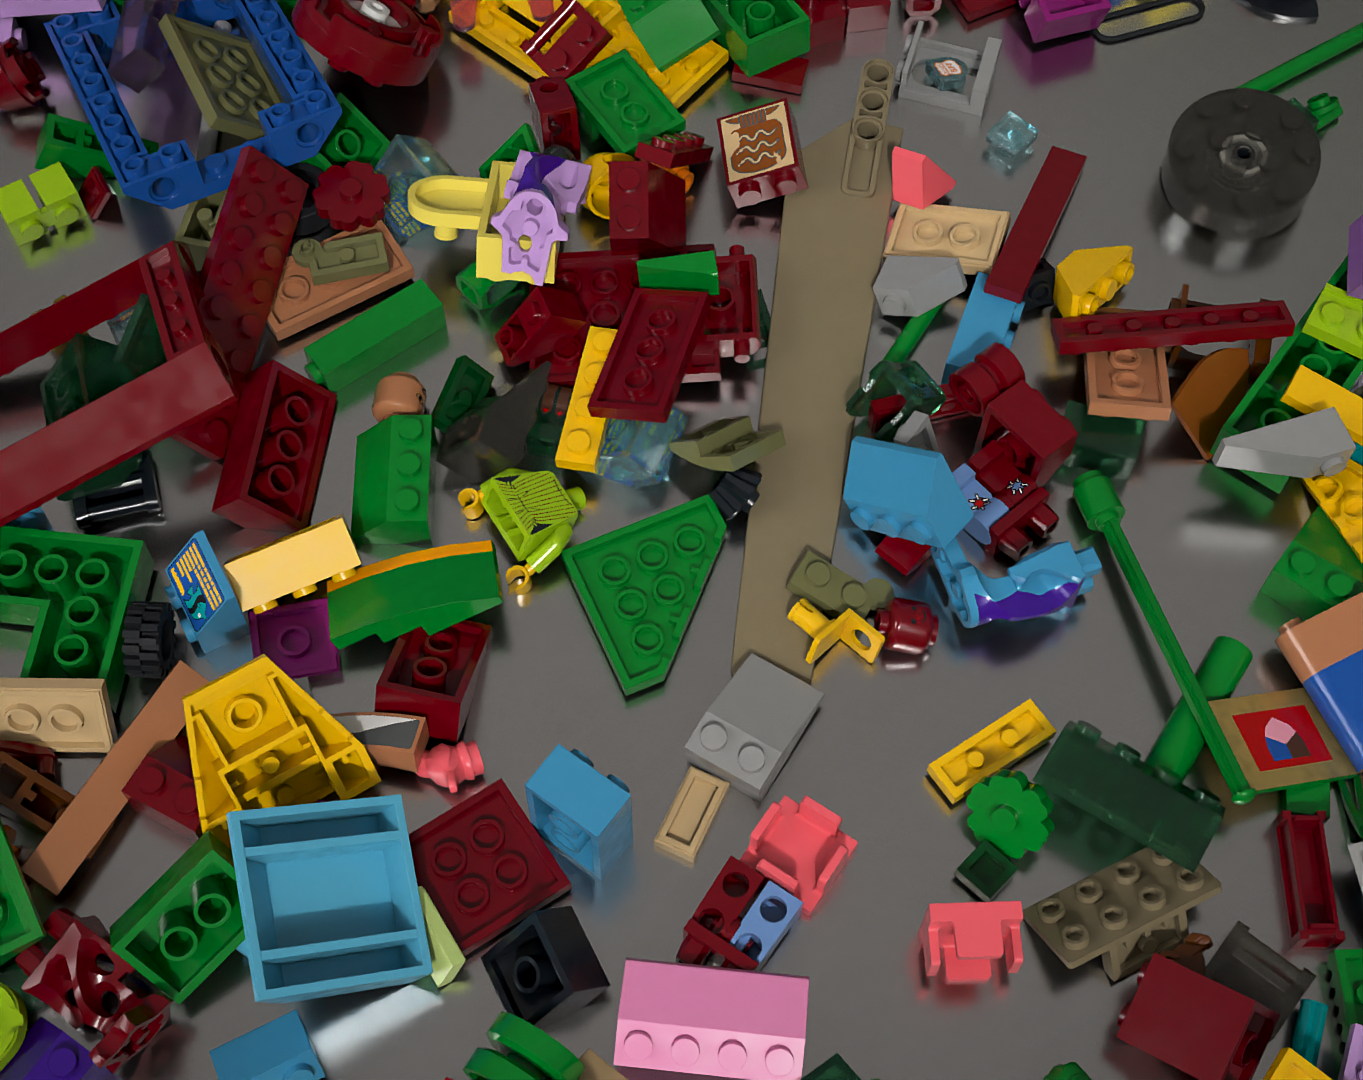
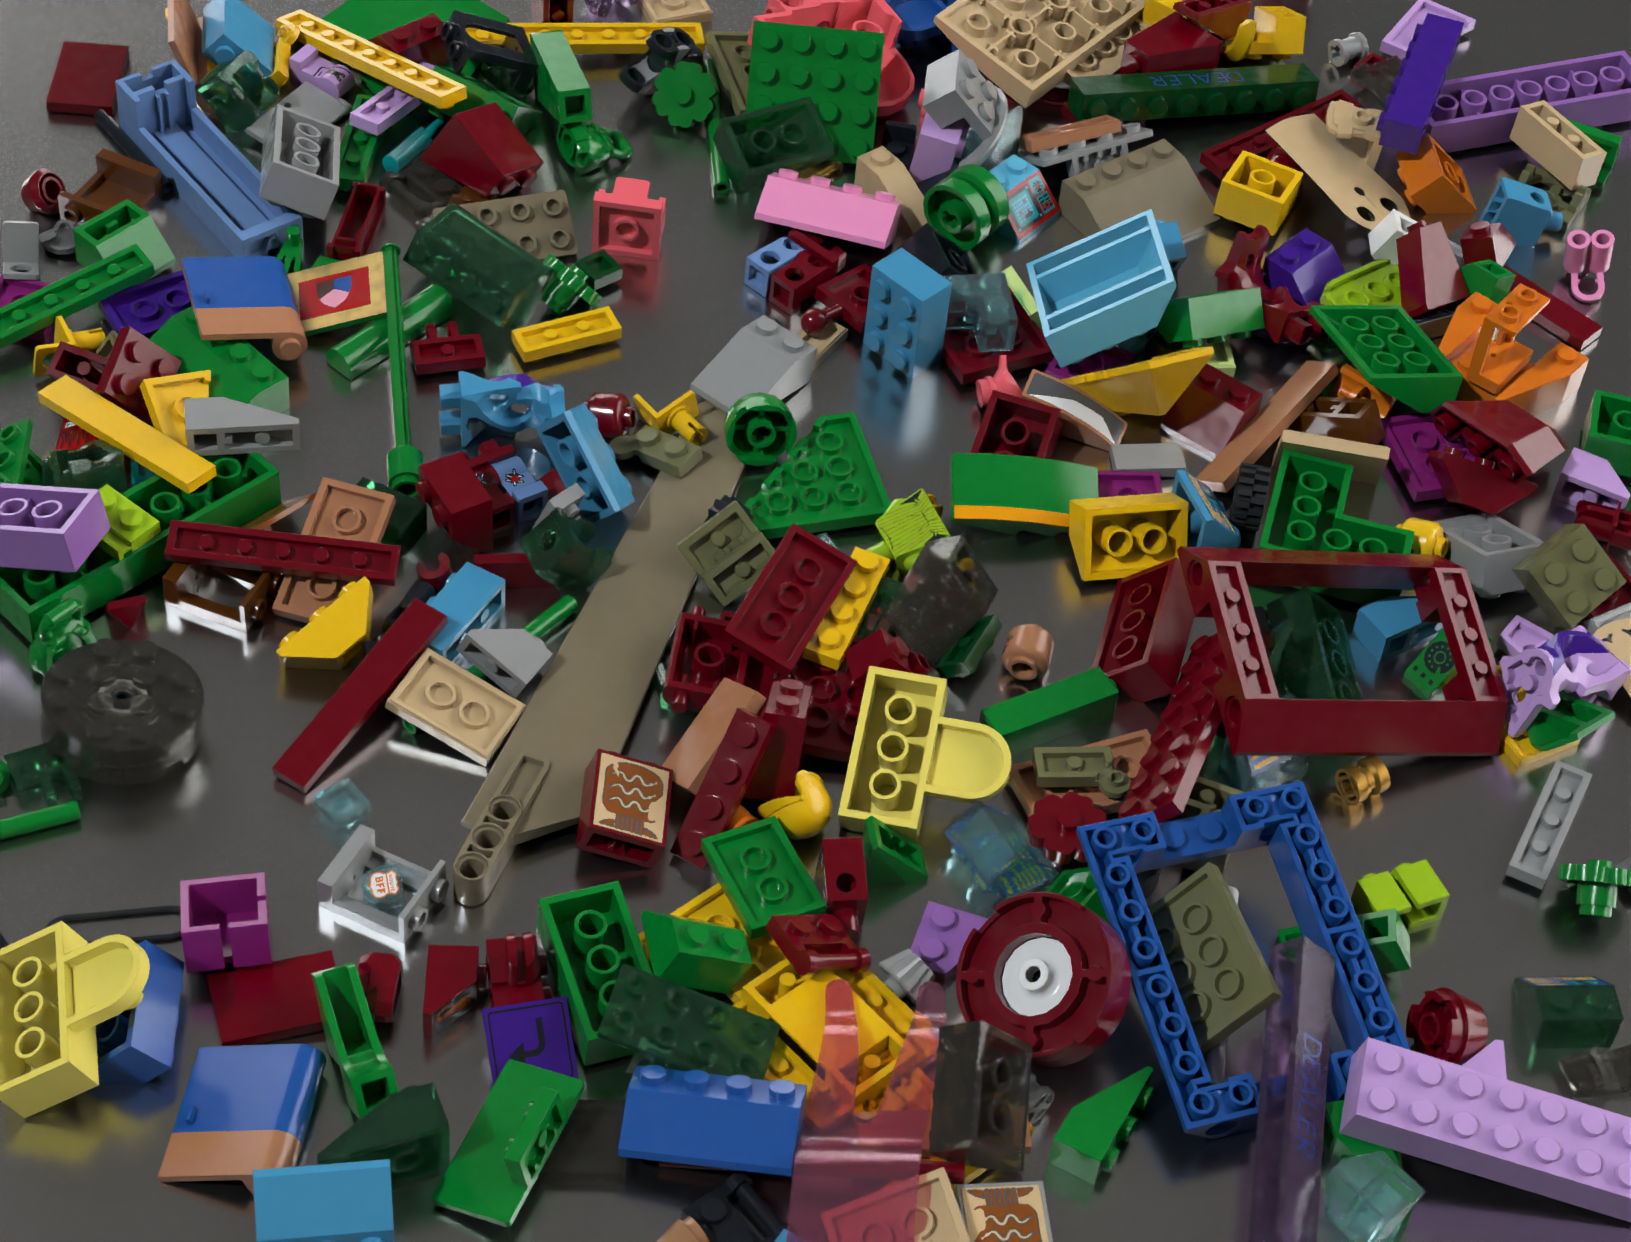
camera: 175 degrees left, 15 degrees down
(395, 482) = (1037, 586): green slope -> none
(454, 112) = (943, 937): none -> medium lavender wing
(487, 53) = (906, 974): none -> light grey piece
(490, 872) = (985, 306): none -> clear light blue brick
(539, 194) = (868, 728): lavender hips -> none
(643, 862) = (845, 298): none -> dark red plate
(680, 272) = (745, 661): green slope -> none
(697, 207) = (702, 739): none -> nougat tile
(731, 619) = (759, 429): none -> green cylinder
(799, 849) = (737, 299): coral panel -> none
(917, 179) = (461, 757): coral slope -> none
(986, 378) = (477, 533): dark red wheel -> none
(1029, 344) = (427, 585): none -> piece
(1117, 689) = (448, 352): none -> dark red hinge
(1298, 292) = (126, 610): none -> dark red slope
(1329, 238) = (59, 633): none -> green piece

